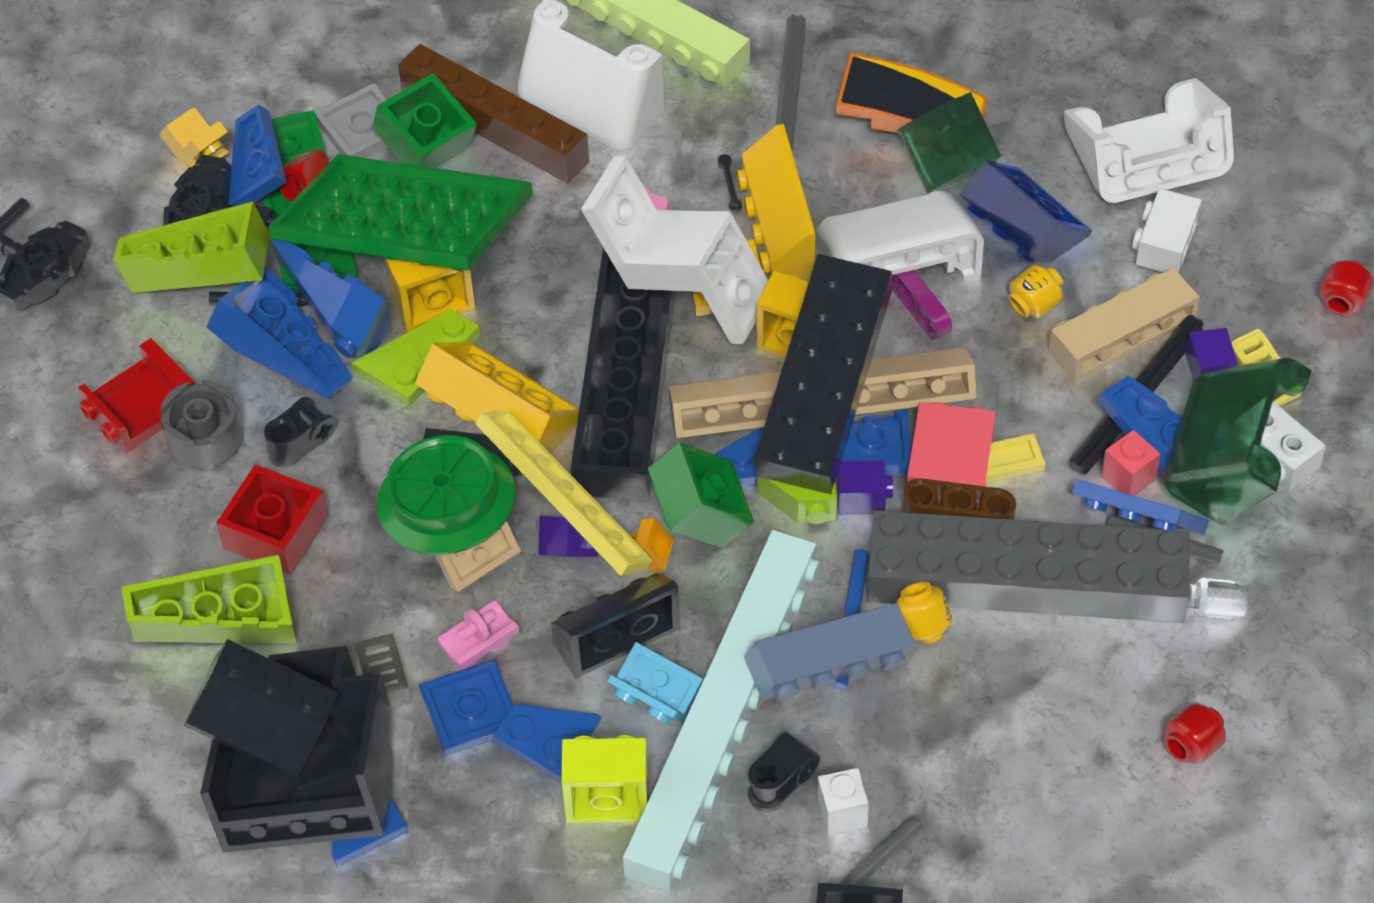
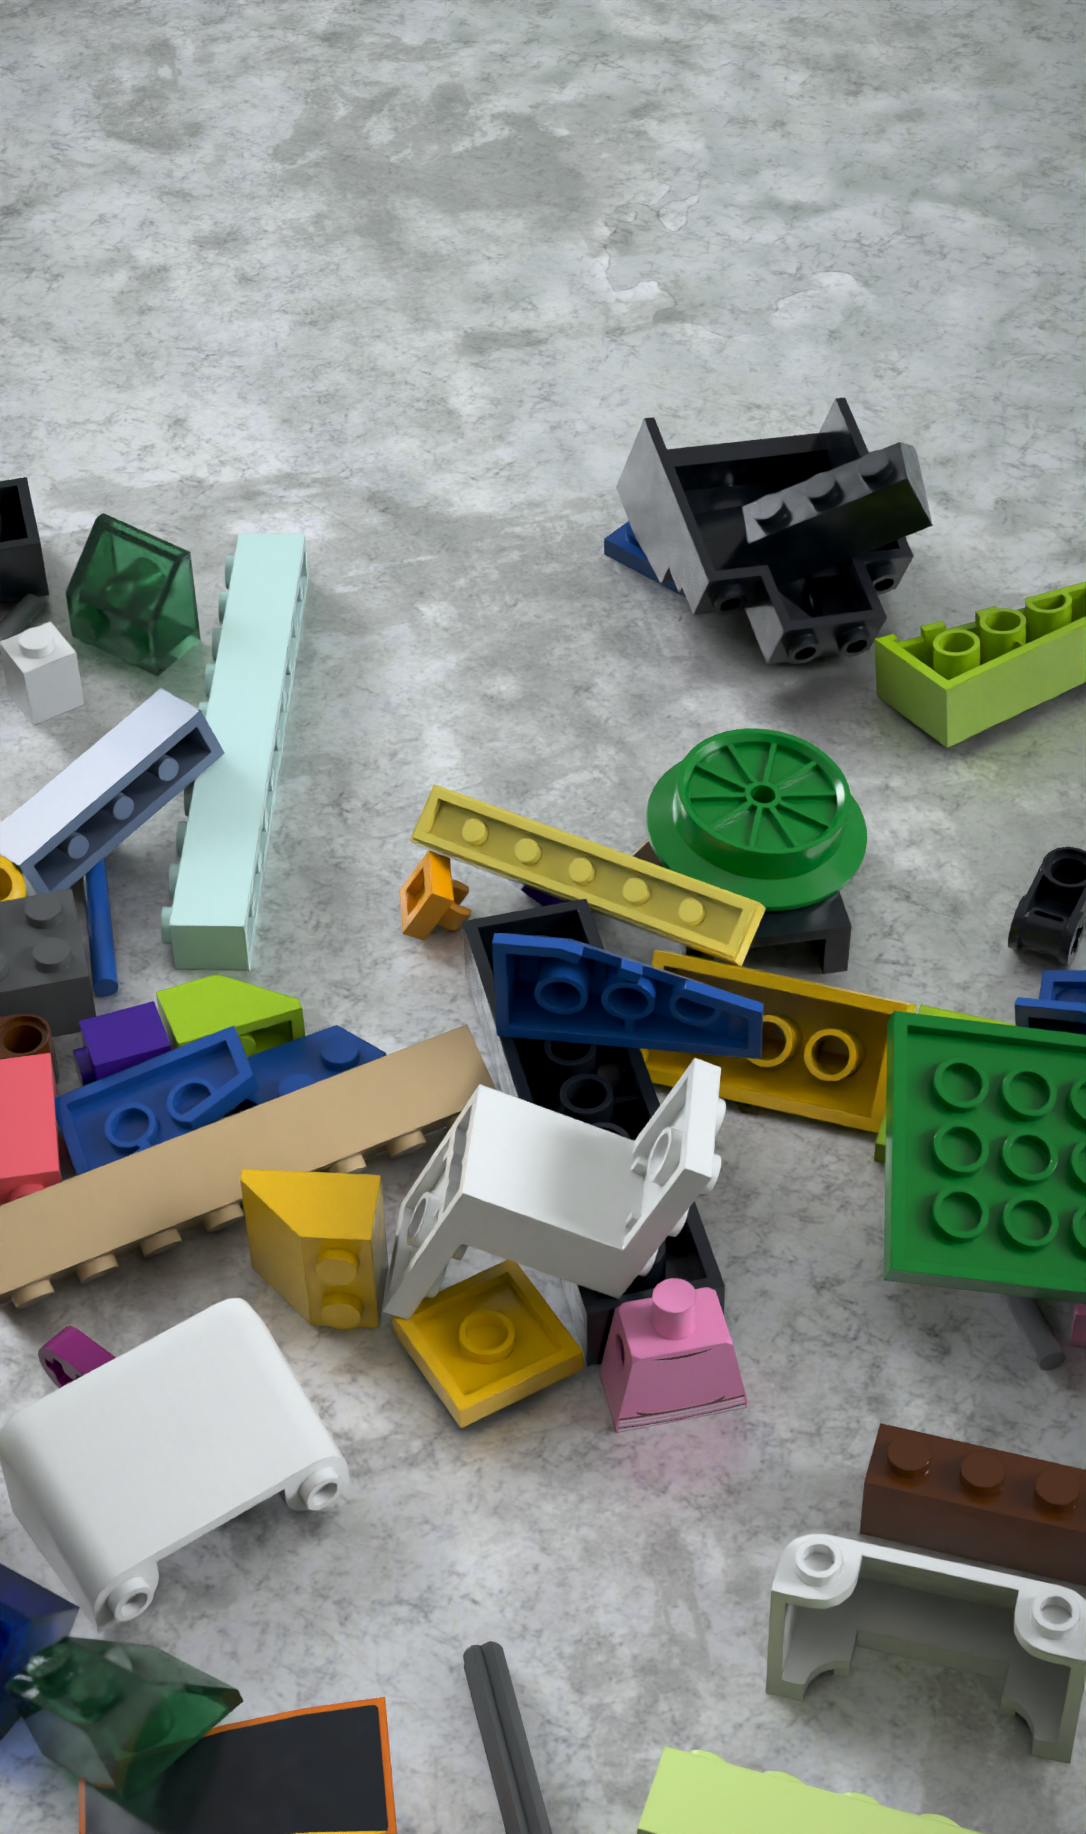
camera: 160 degrees right, 10 degrees down
(272, 518) = (1001, 771): red brick -> none
(398, 692) = (719, 646): clear smoke slope -> none
(466, 706) = (595, 677): blue tile -> none
(478, 635) = (619, 724): bright pink hips -> none
(538, 732) = (473, 655): blue wing -> none
(604, 779) = (361, 596): neon yellow brick -> none
(609, 373) = (601, 998): none -> blue wedge
(615, 622) = (444, 738): black slope -> none
(658, 683) = (348, 732): medium azure bracket -> none
(700, 495) = (371, 934): green brick -> none
(725, 163) = (590, 1597): black hinge -> none
(763, 840) = (133, 596): none -> clear green slope
(777, 206) = (431, 1471): yellow slope -> none
(780, 772) = (133, 679): black piece -> none
(823, 374) = (214, 1082): black brick -> none

